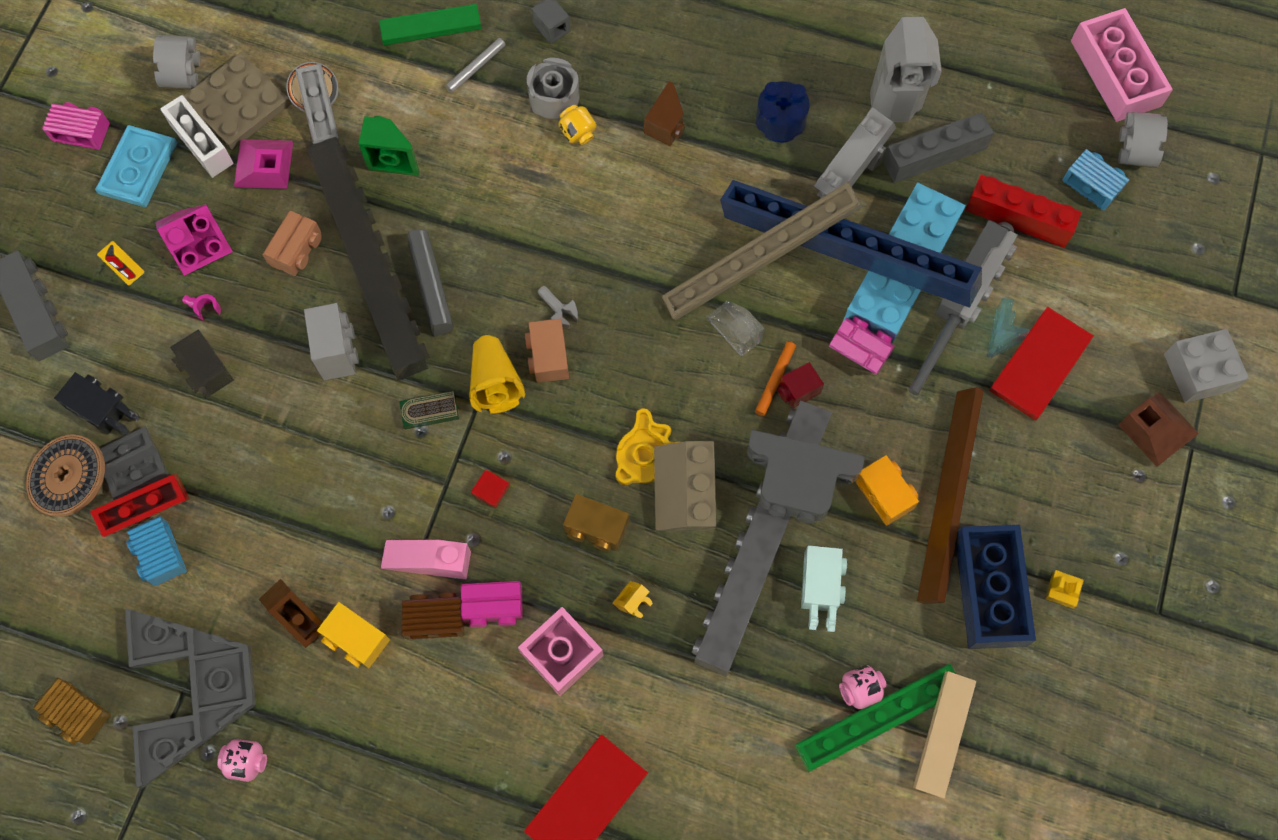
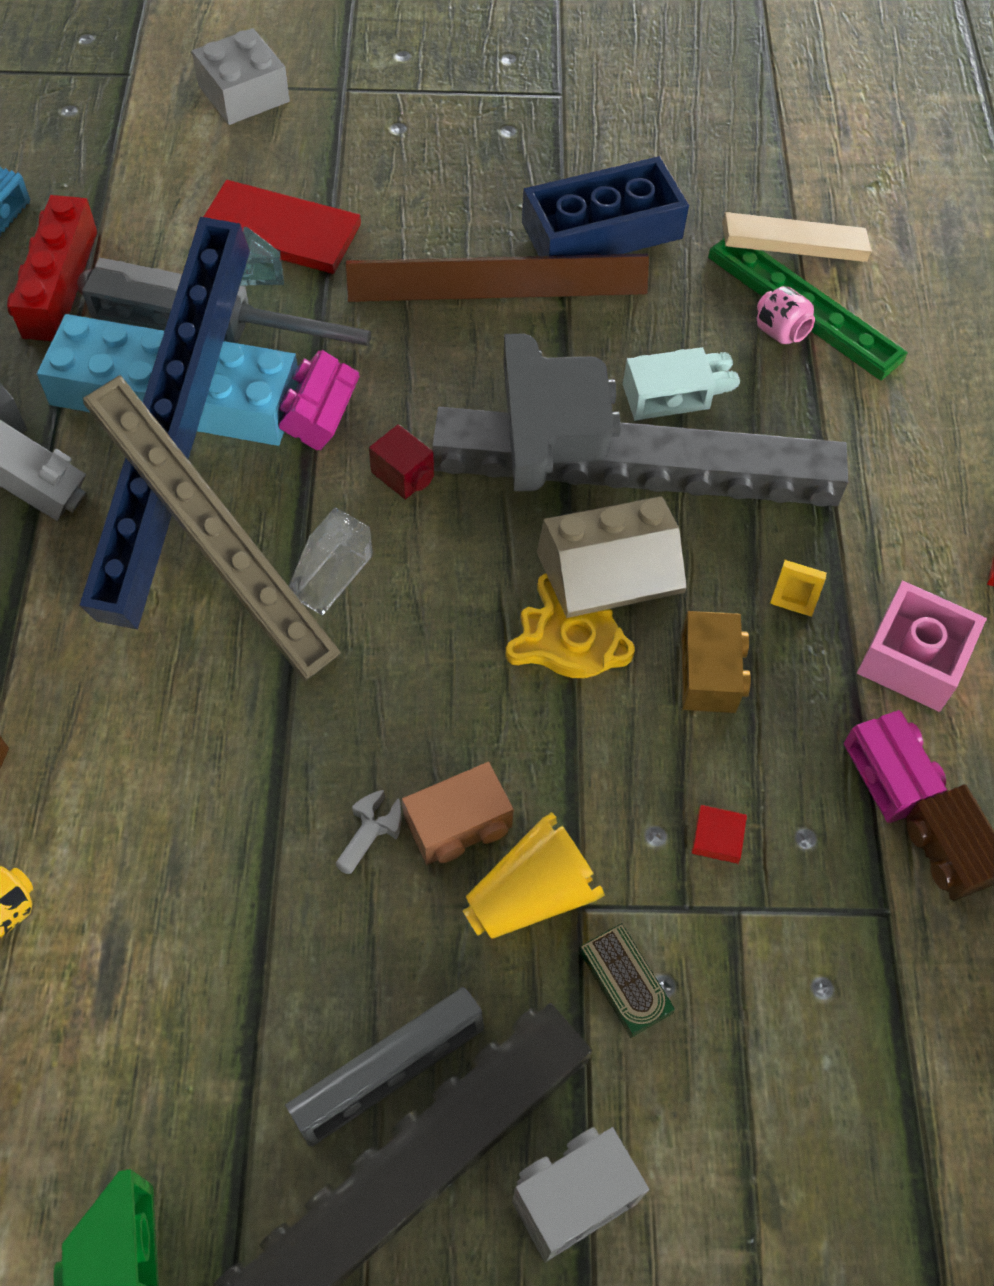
camera: 110 degrees left, 10 degrees down
(427, 557) = (874, 886): bright pink slope -> none
(774, 380) = (396, 501): orange bar -> none
(887, 490) = (527, 318): light orange brick -> none
(1064, 589) = (569, 161): yellow tile -> none
(1157, 428) = (335, 113): copper slope -> none

